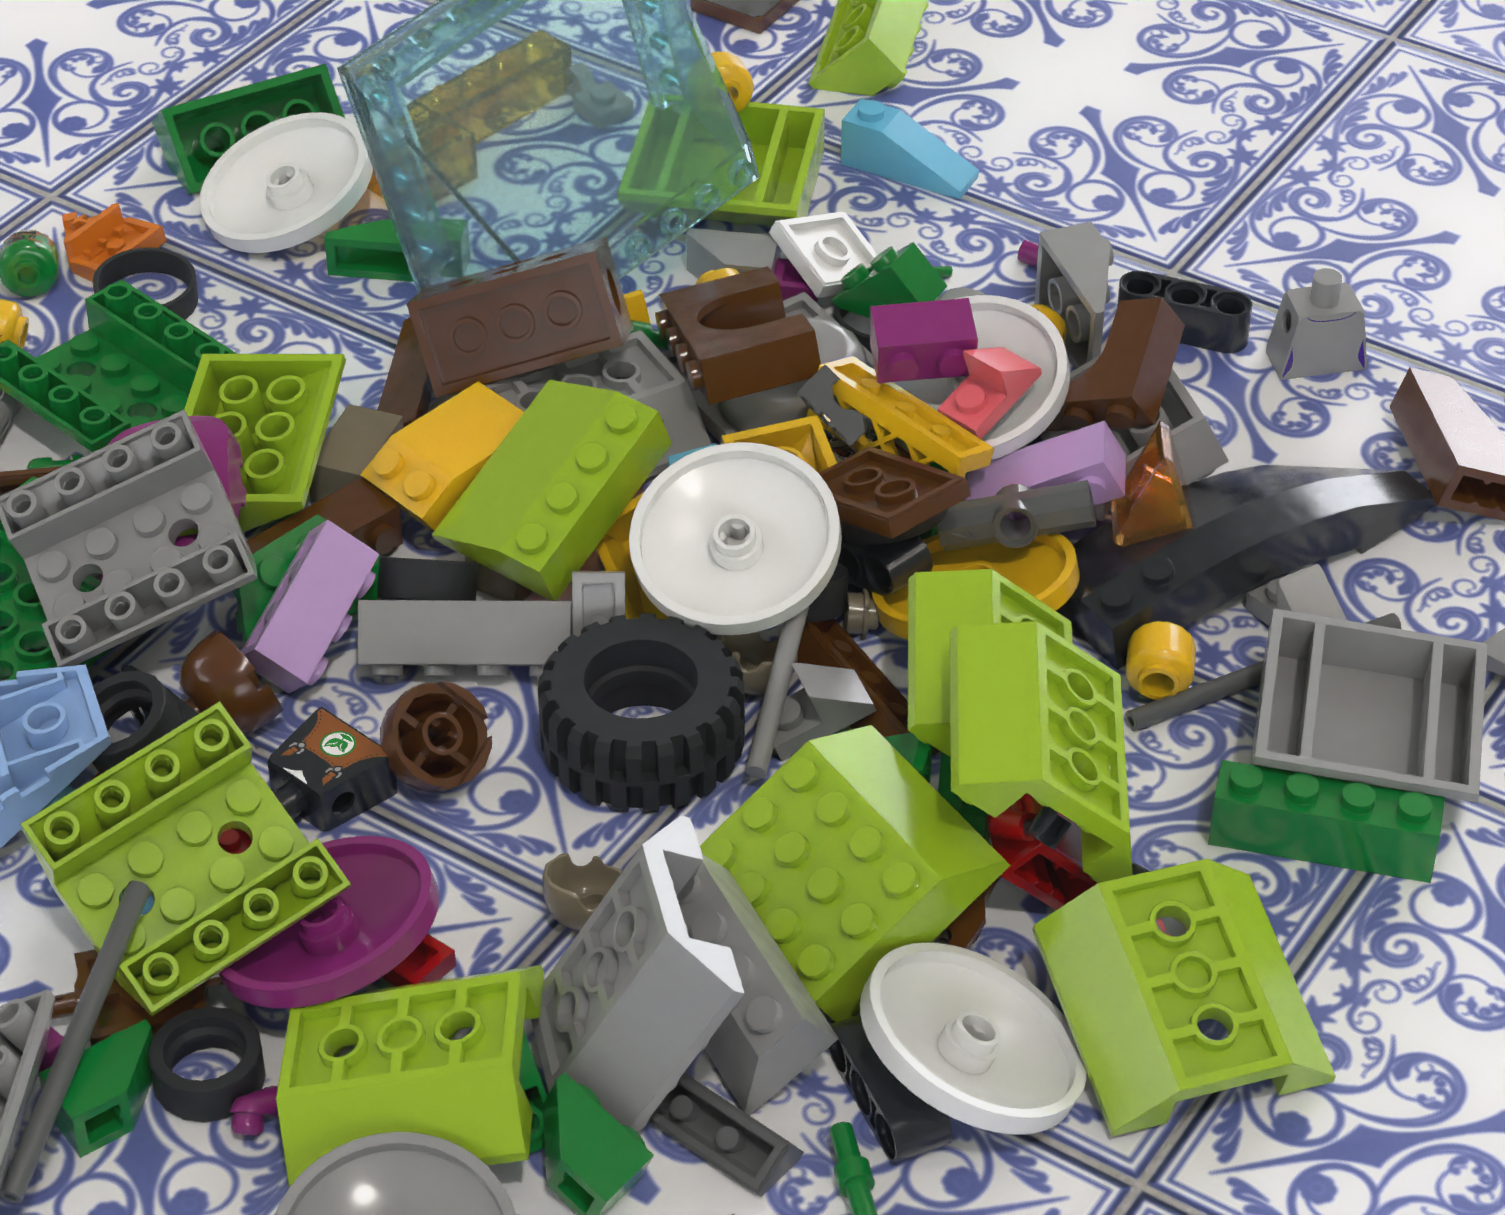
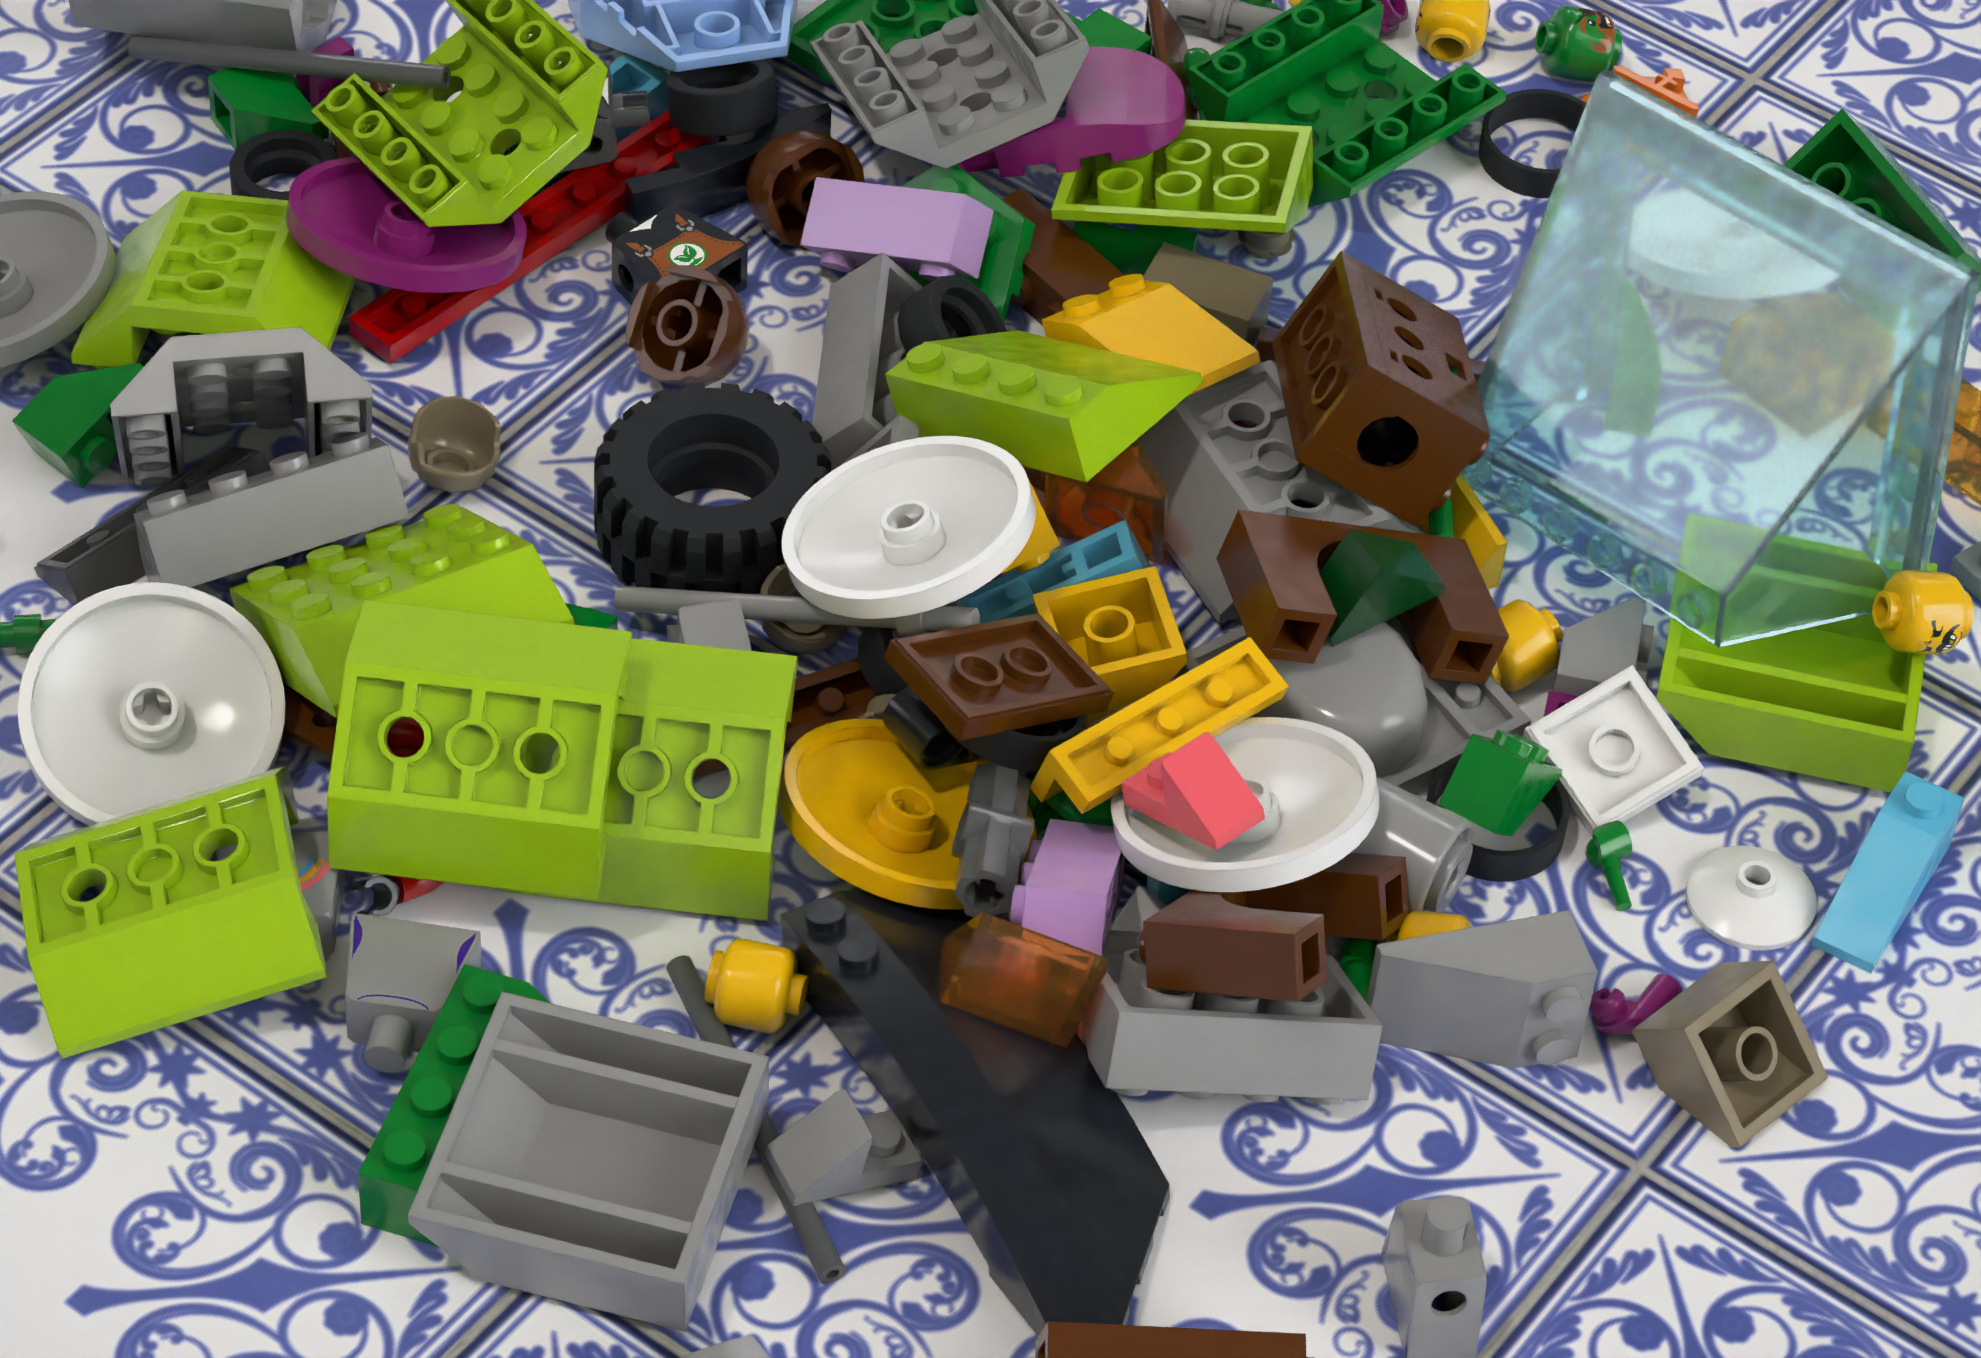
camera: 90 degrees right, 5 degrees up
(740, 304) = (1374, 581): none -> dark green slope
(819, 397) = (1191, 657): dark grey piece -> none
(921, 339) = (1264, 717): magenta brick -> none
(926, 220) = (1751, 898): none -> white dish
(1059, 203) = (1732, 1050): none -> dark tan slope
(1212, 315) = (1505, 1132): black beam -> none
(1224, 837) = (399, 983): none -> light grey torso

